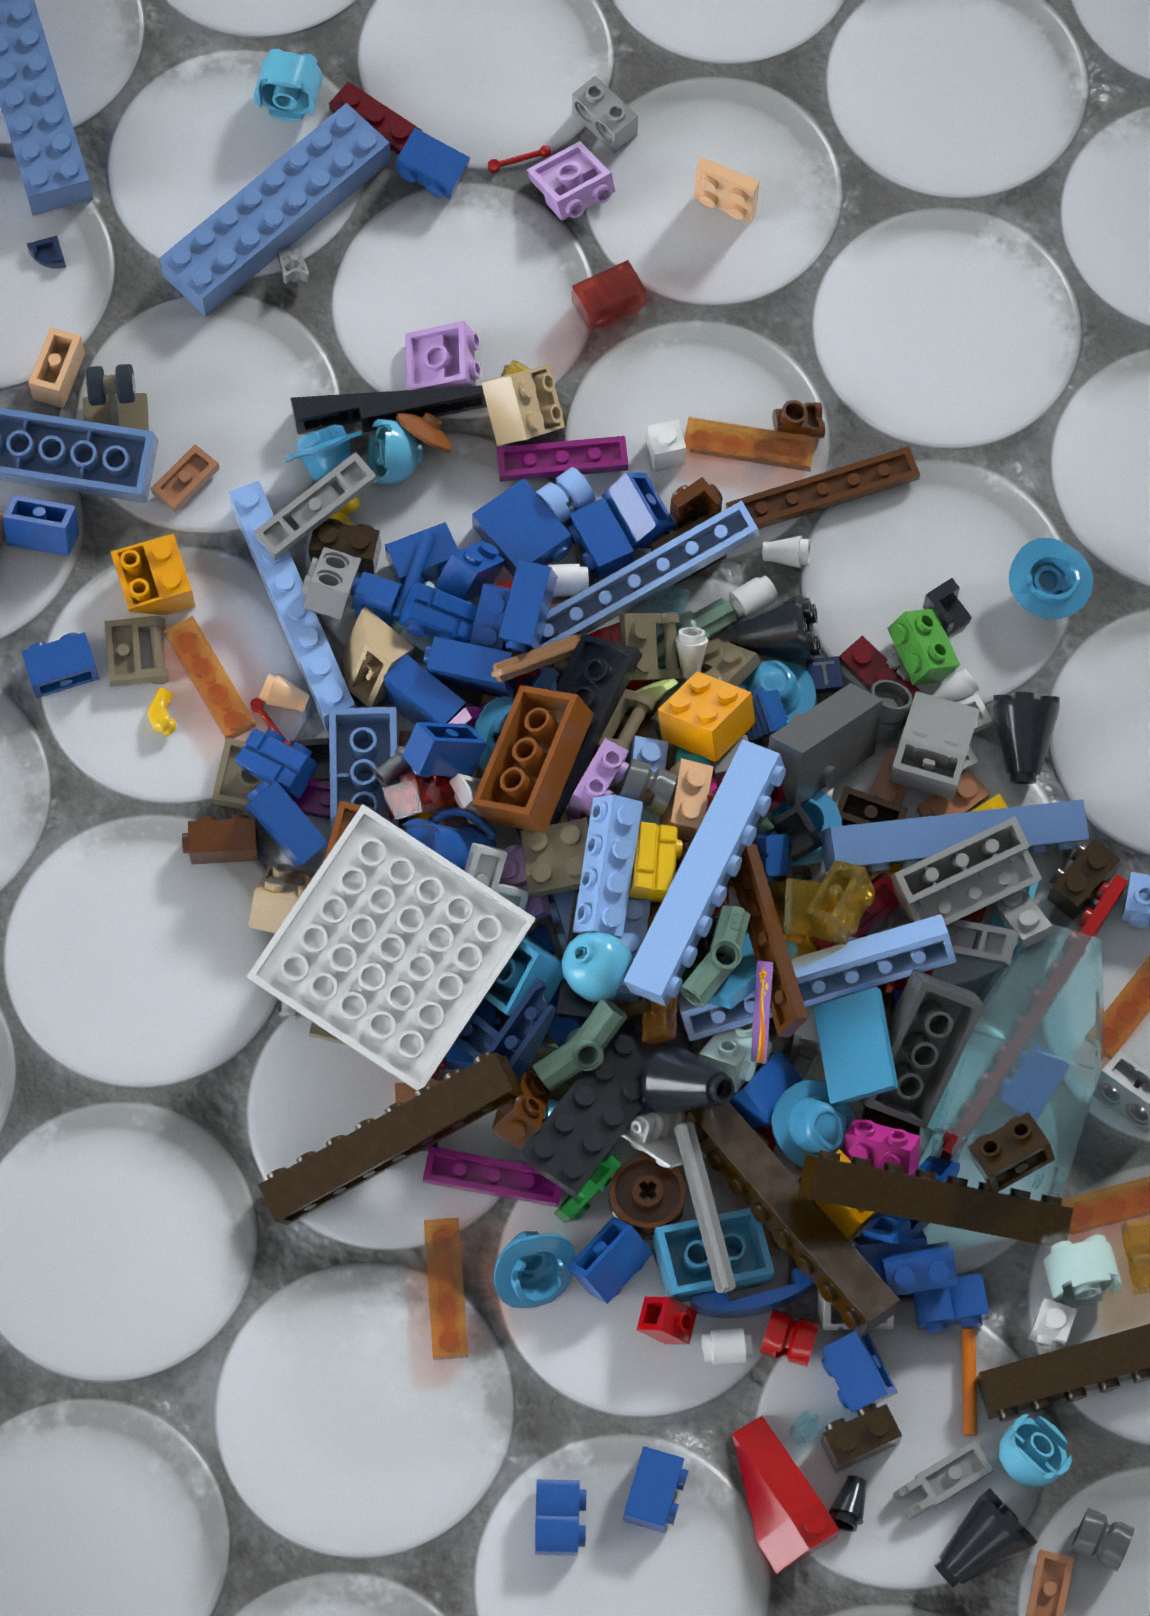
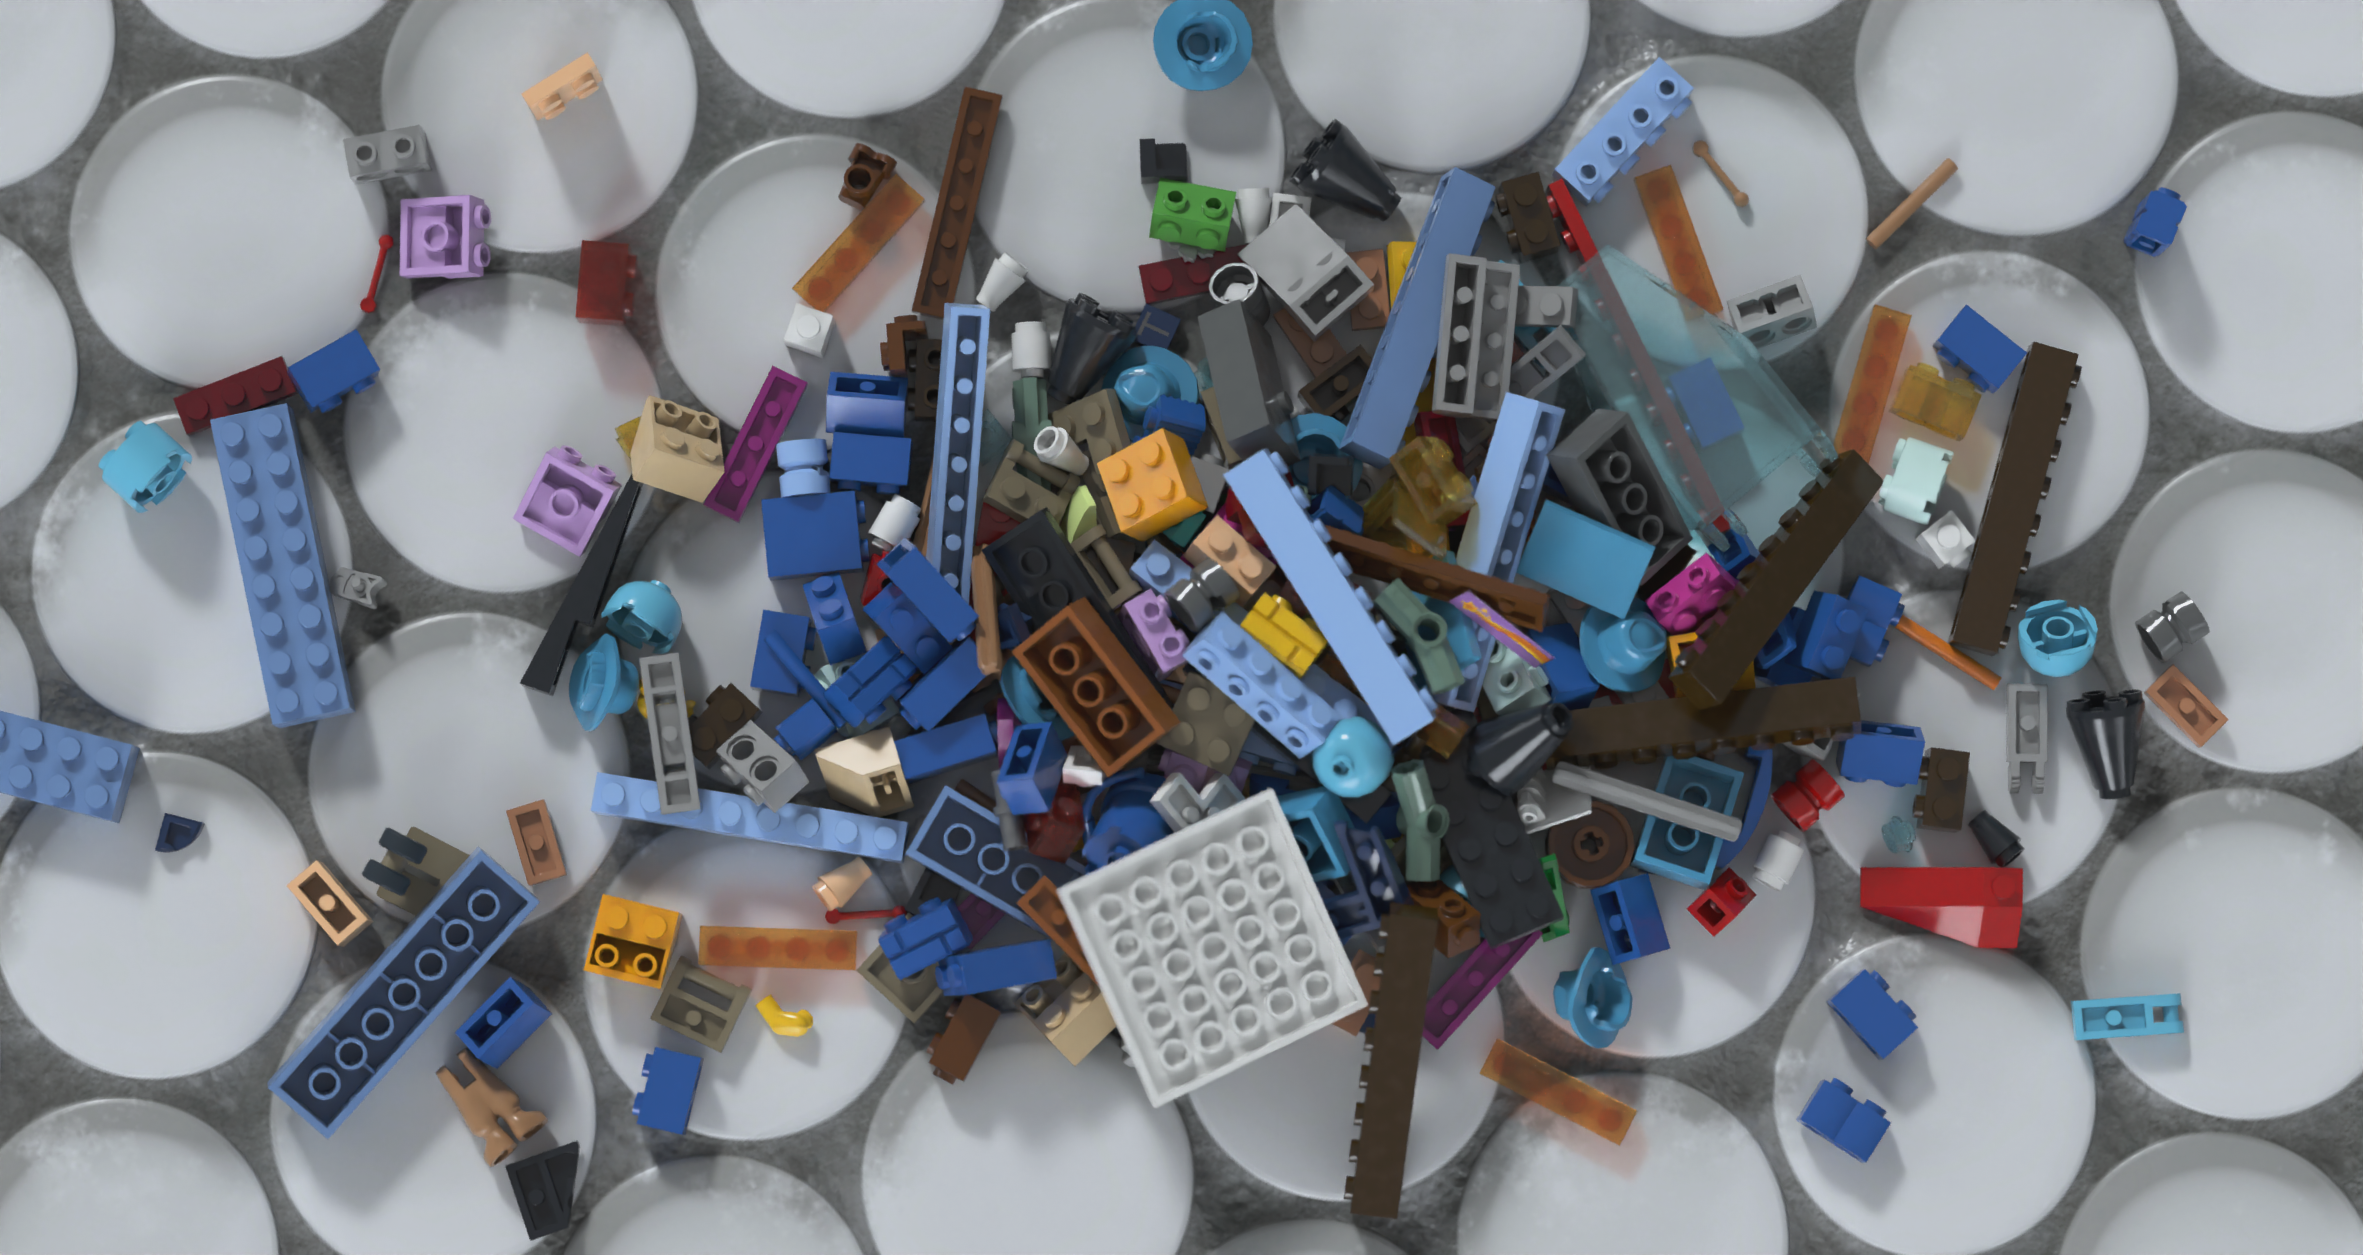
camera: 60 degrees left, 15 degrees up
(426, 430) = (644, 568): dark orange dish -> none
(1011, 1152) = (1778, 478): dark brown brick -> none

